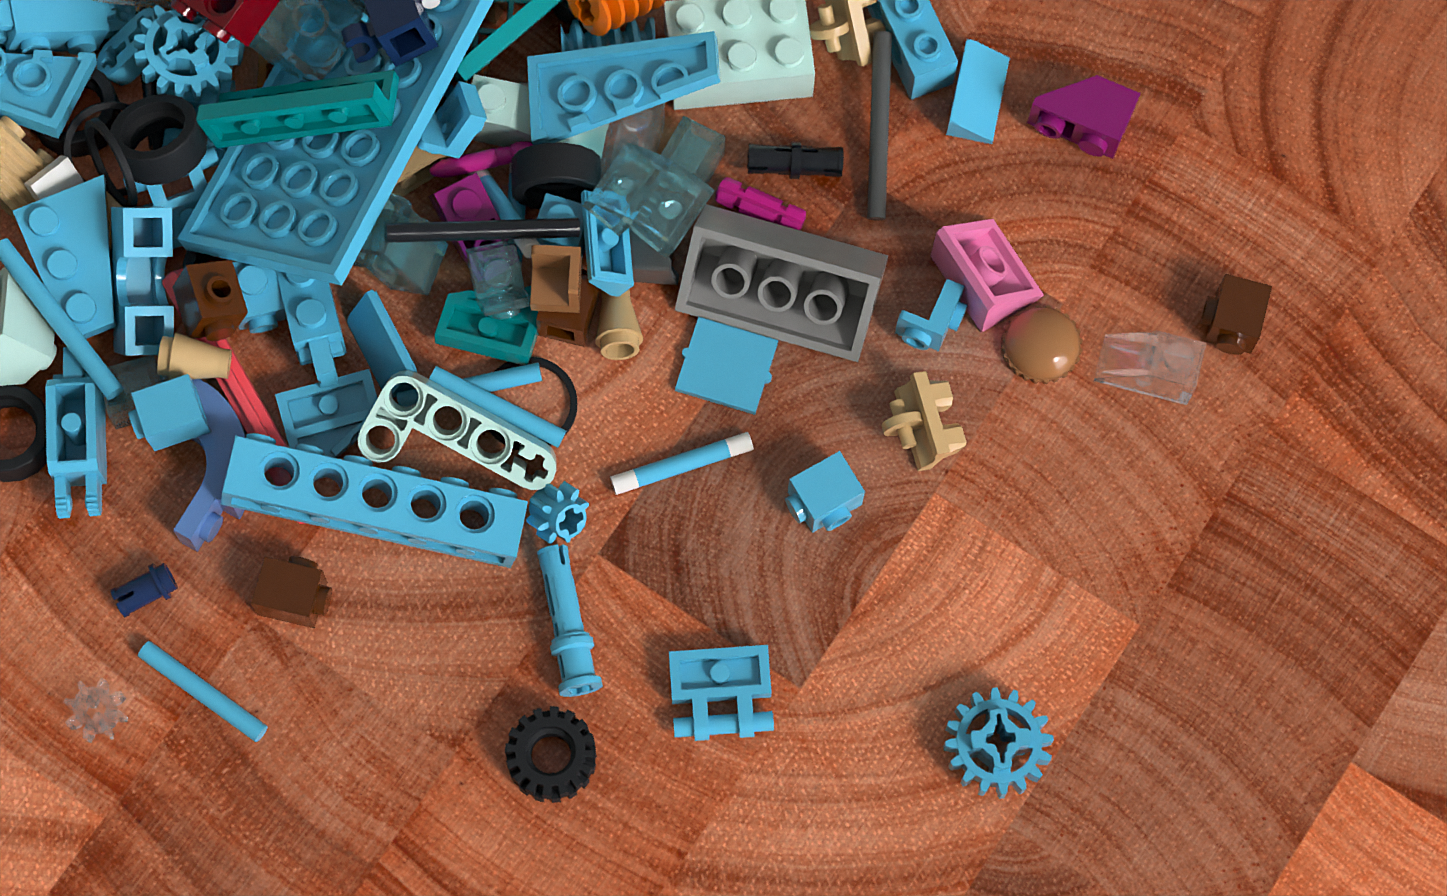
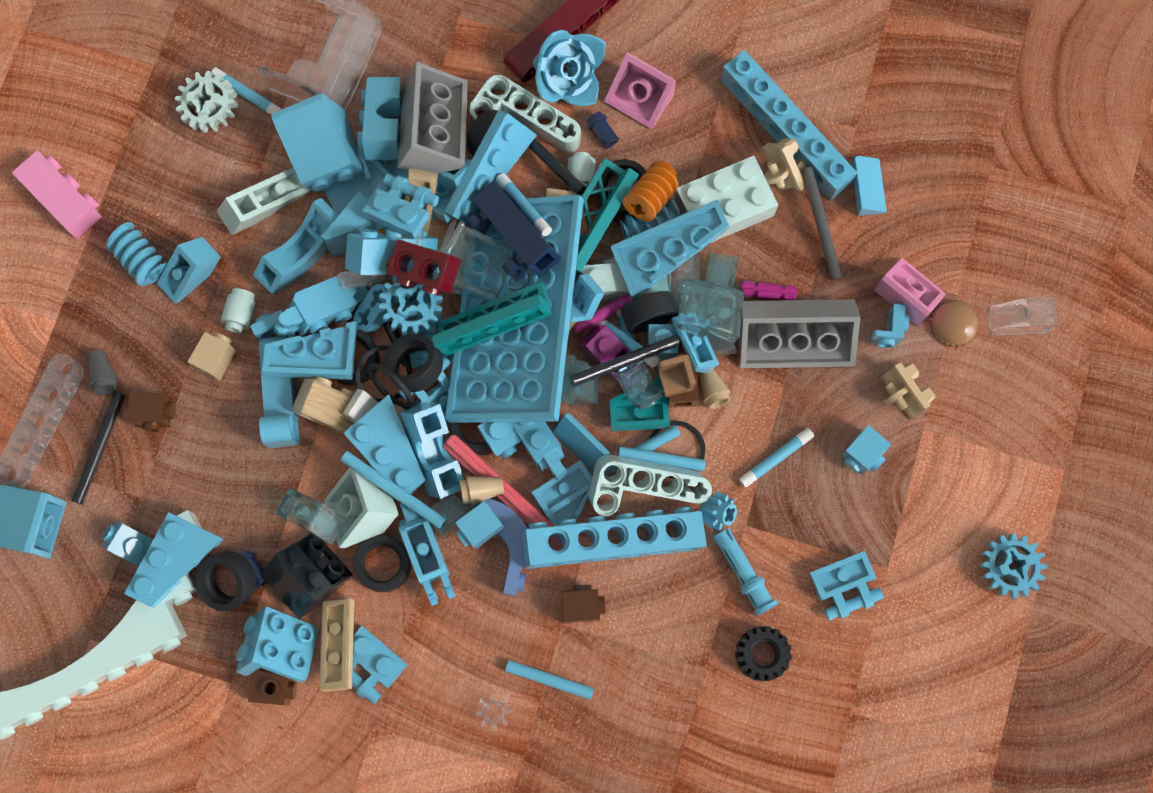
camera: 15 degrees left, 5 degrees up
(144, 589) = (497, 629): dark blue pin -> none
(210, 300) = (479, 451): reddish brown brick -> none
(726, 365) = (781, 392): medium azure piece -> none
(794, 160) = (779, 258): black pin -> none
(1086, 113) = (939, 179): magenta slope -> none
(1236, 314) = (1061, 272): reddish brown brick -> none

